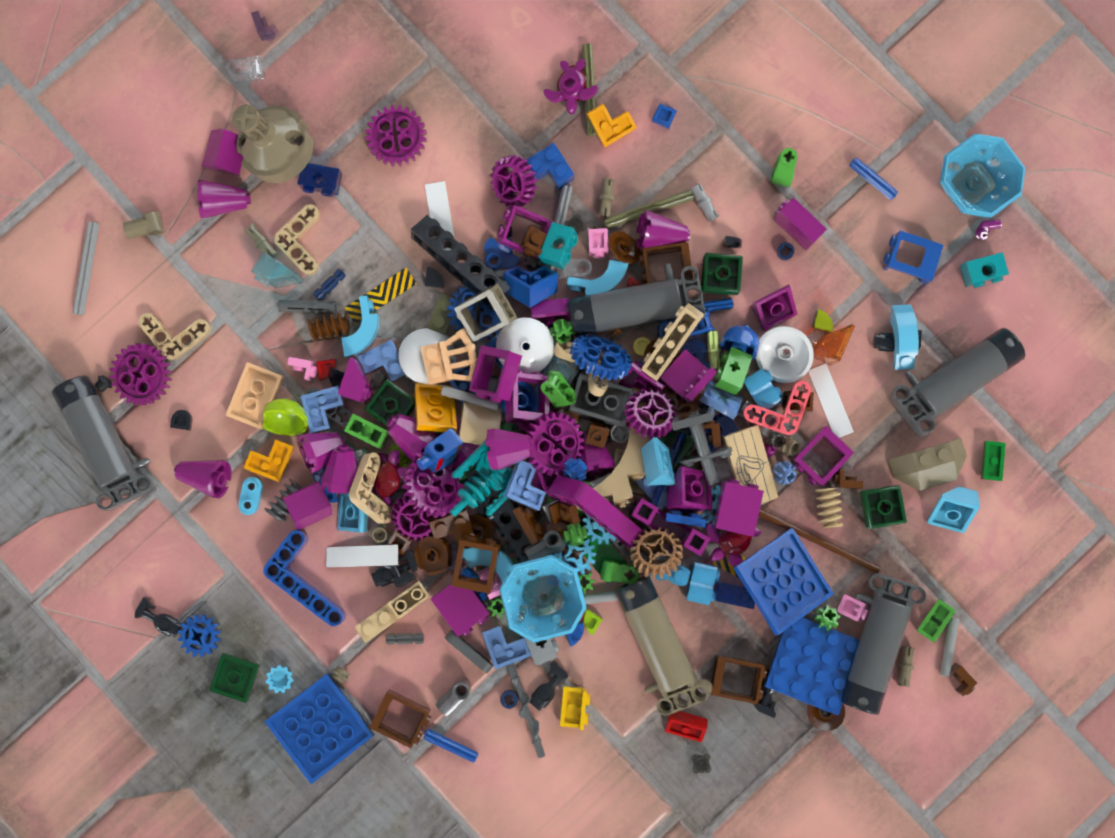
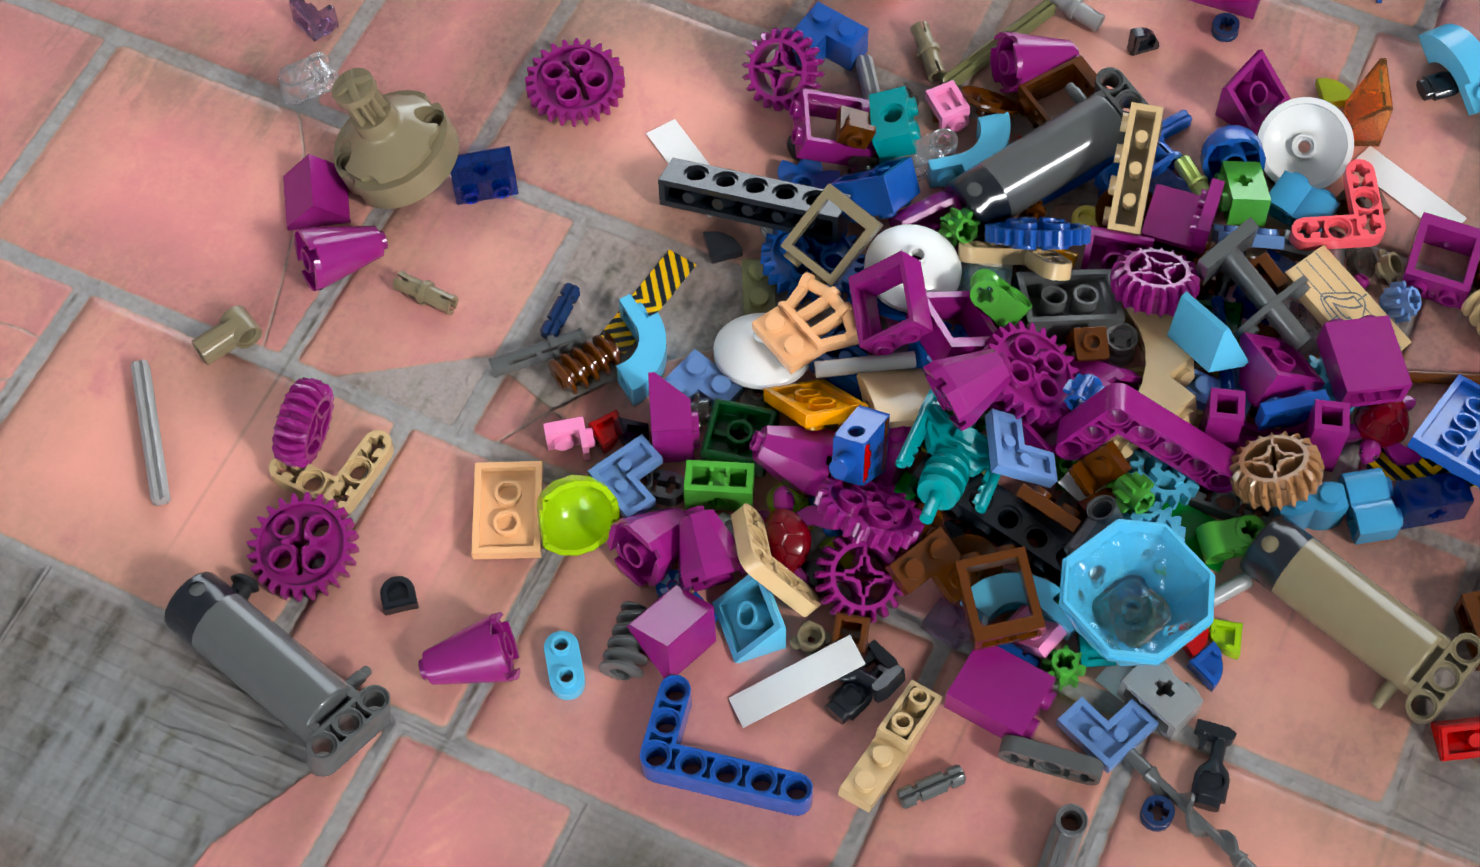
camera: 20 degrees left, 25 degrees down
(161, 304) = (303, 422): none -> magenta gear
(272, 466) = (582, 603): light orange plate -> none
(273, 273) = (472, 315): clear light blue slope -> none
(293, 236) = (476, 275): tan beam -> none
(443, 555) = (936, 630): reddish brown plate -> none
(573, 707) = (1275, 777): yellow bracket -> none
(731, 267) = (1157, 77): dark green brick -> none

